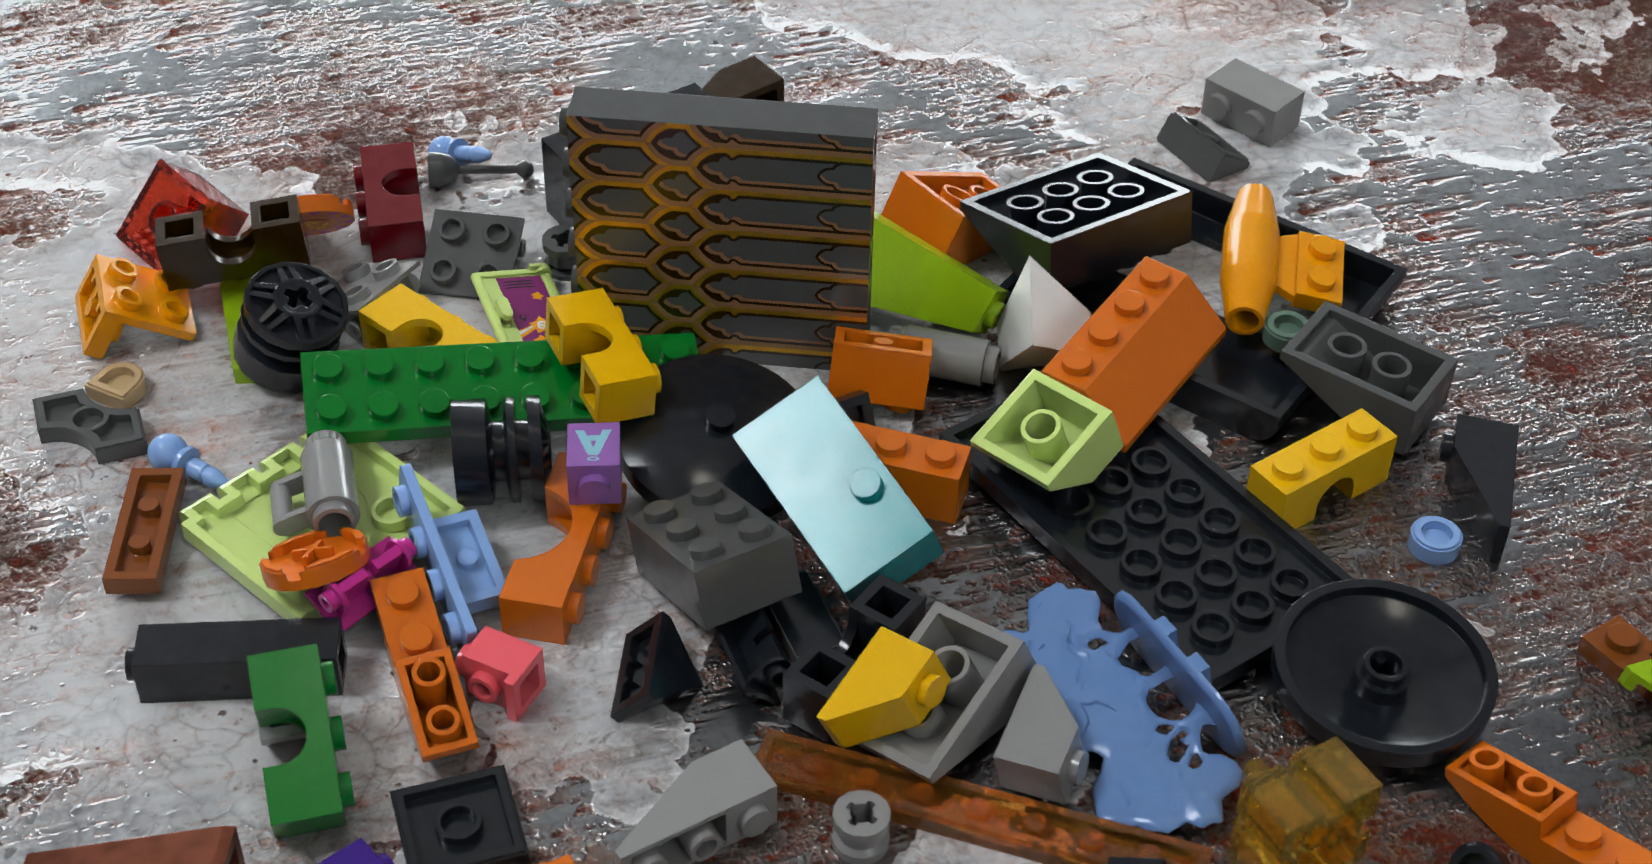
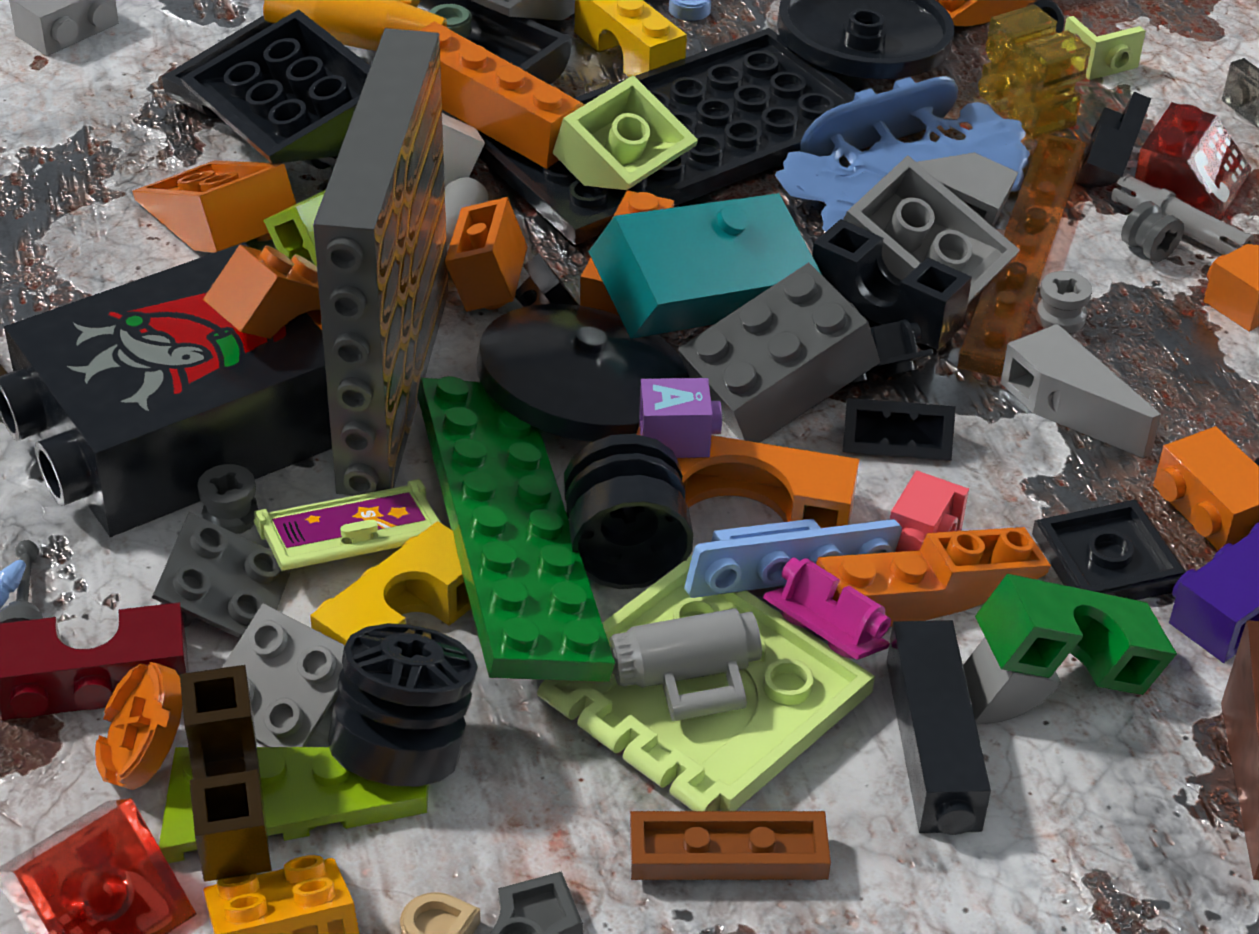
camera: 90 degrees left, 0 degrees up
(172, 452) = (592, 838): light blue bar -> none
(314, 559) = (820, 641): orange tile -> none
(615, 372) = (551, 387): yellow arch -> none
(884, 690) = (955, 237): yellow slope -> none
(1200, 147) = (119, 57): dark grey slope -> none

